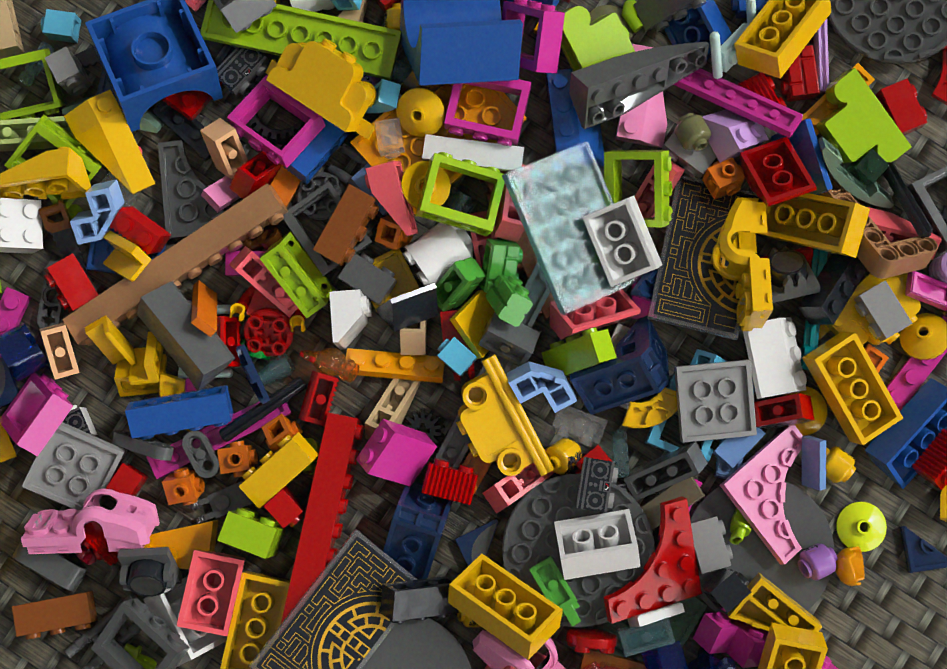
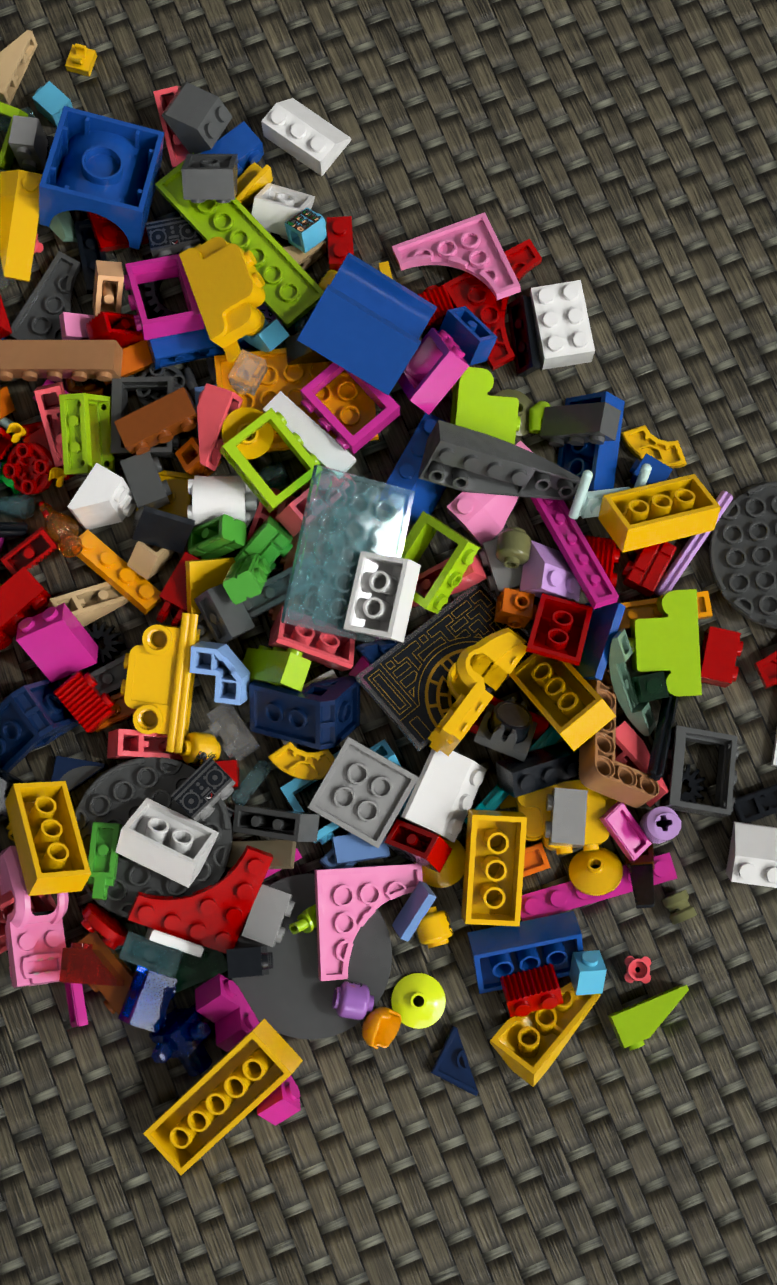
camera: 30 degrees right, 5 degrees down
(427, 104) = (297, 371): yellow dish -> none
(456, 356) = (168, 597): medium azure brick -> none
(770, 604) = (283, 1008): yellow wedge -> none

